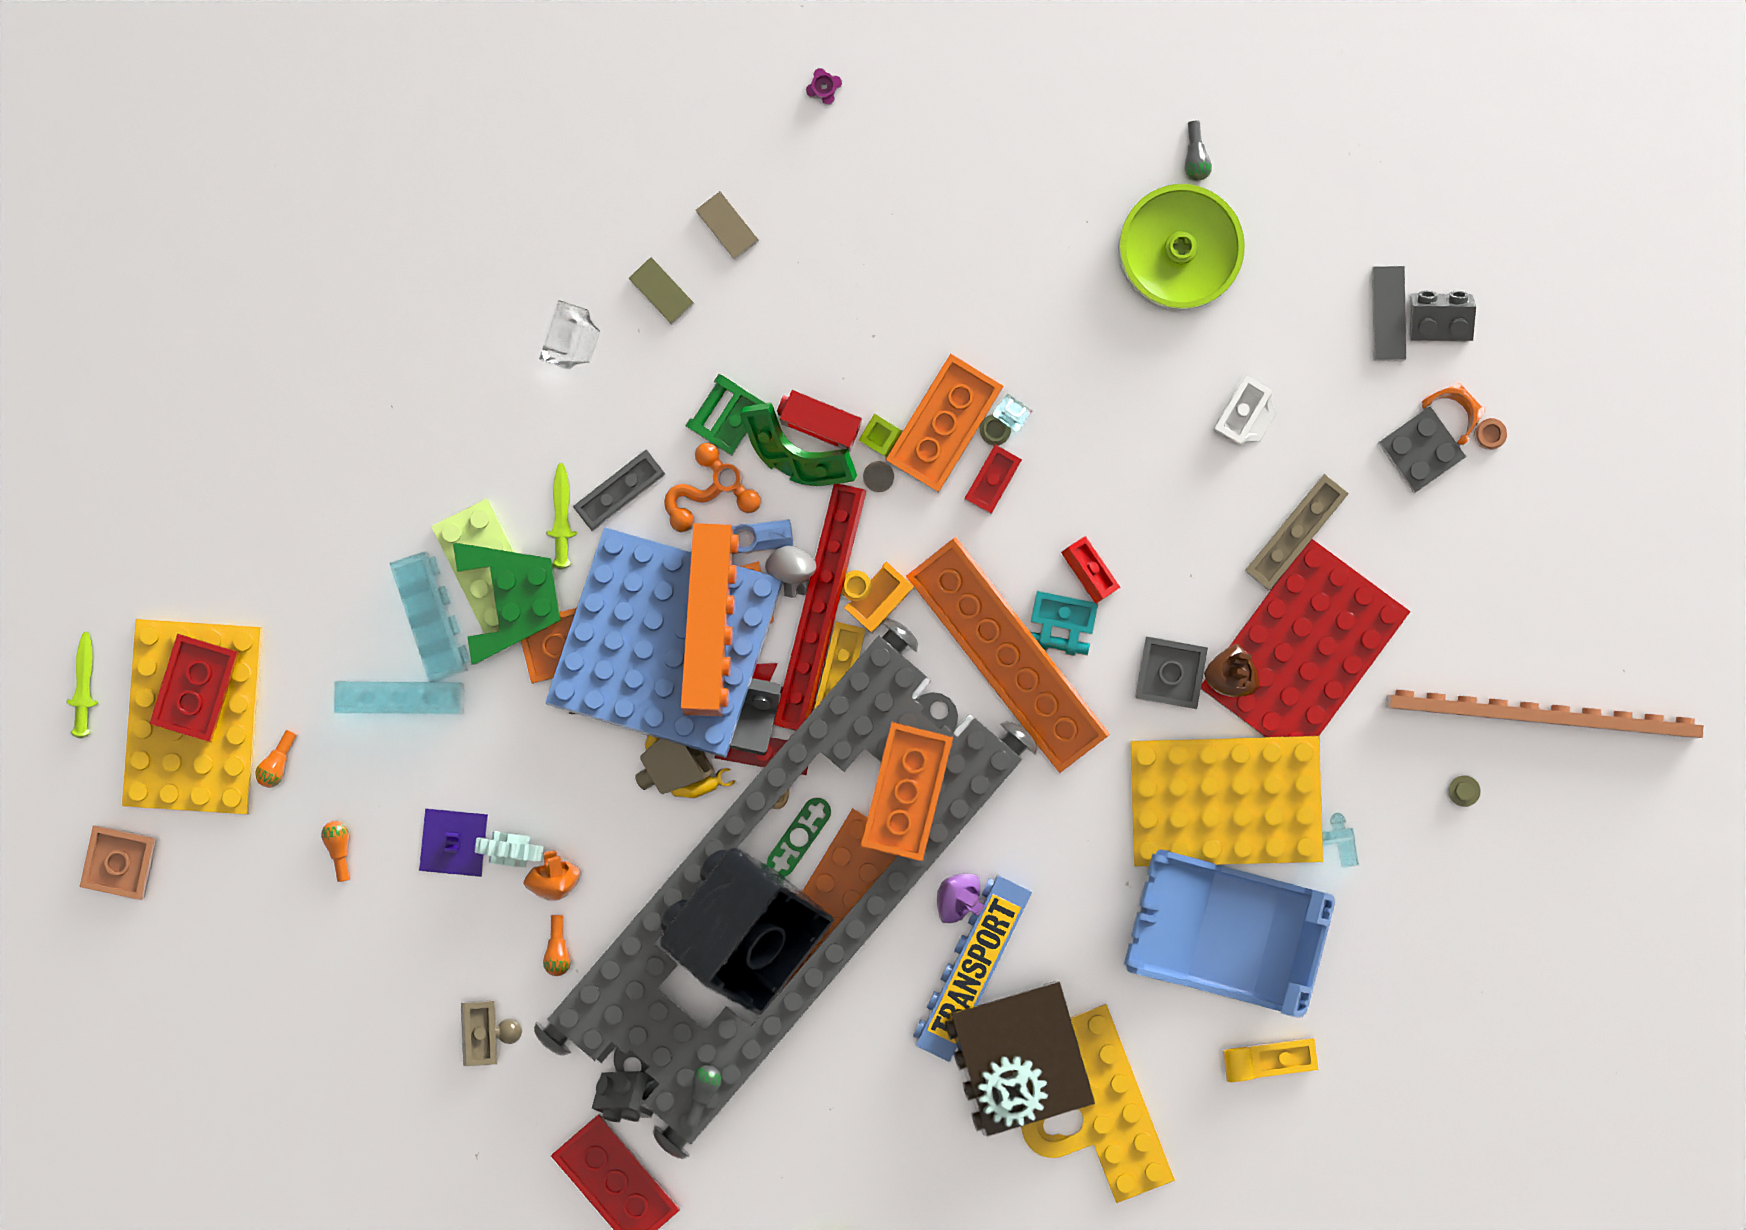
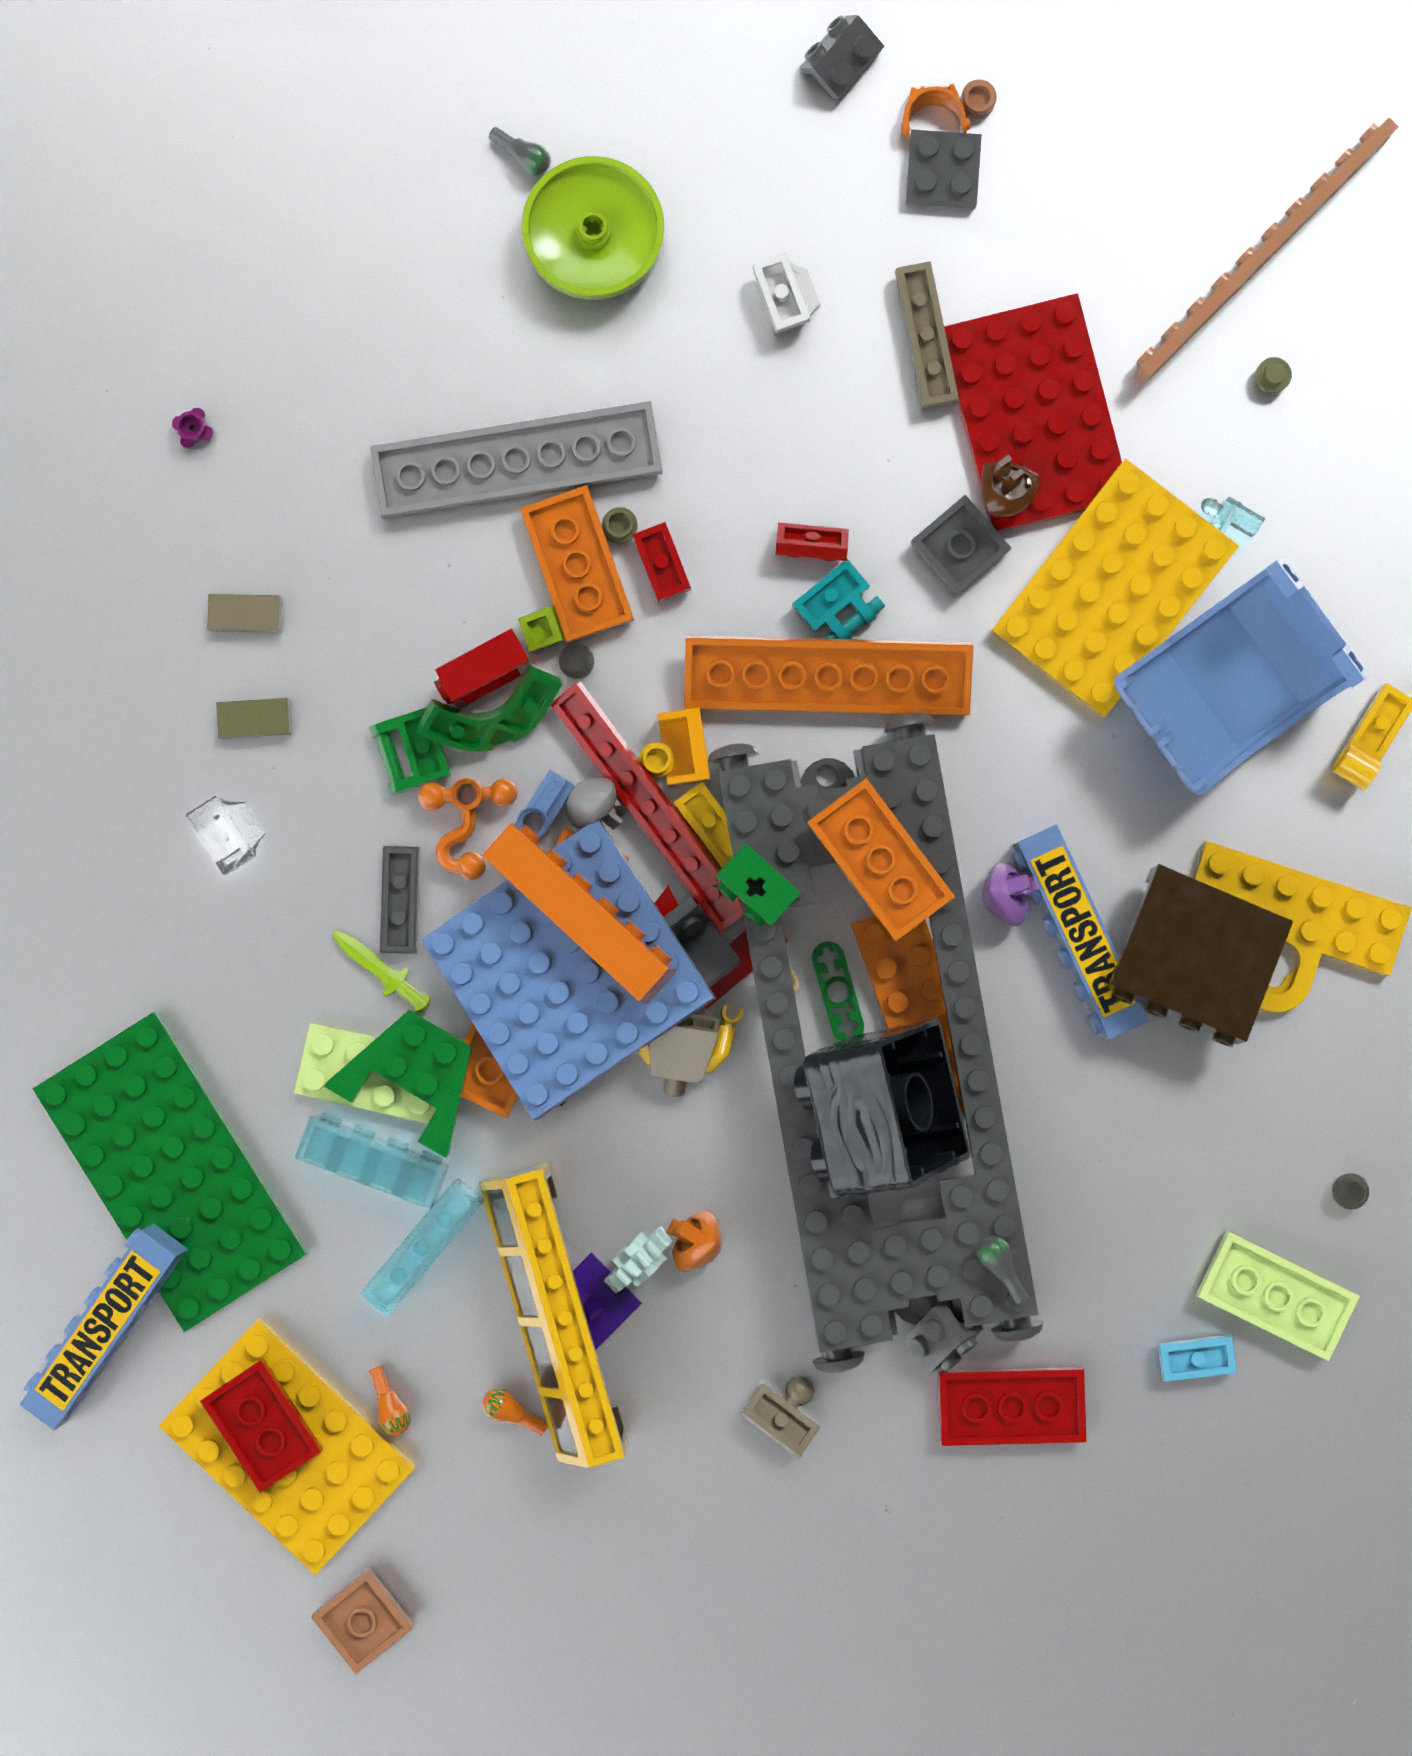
camera: 45 degrees left, 0 degrees up
(82, 697) = (189, 1531): lime sword -> none
(173, 527) = (103, 1325): none -> brick
(311, 486) = (171, 1161): none -> green plate
(424, 822) = (552, 1318): none -> yellow window
(556, 958) = (768, 1294): orange piece -> none
(831, 706) = (750, 865): none -> green brick
(982, 323) = (516, 459): none -> light grey plate
(1012, 412) = (617, 496): clear light blue tile -> none
(1020, 1078) = (1230, 999): light aqua gear -> none
(1389, 313) = (800, 99): dark grey tile -> none

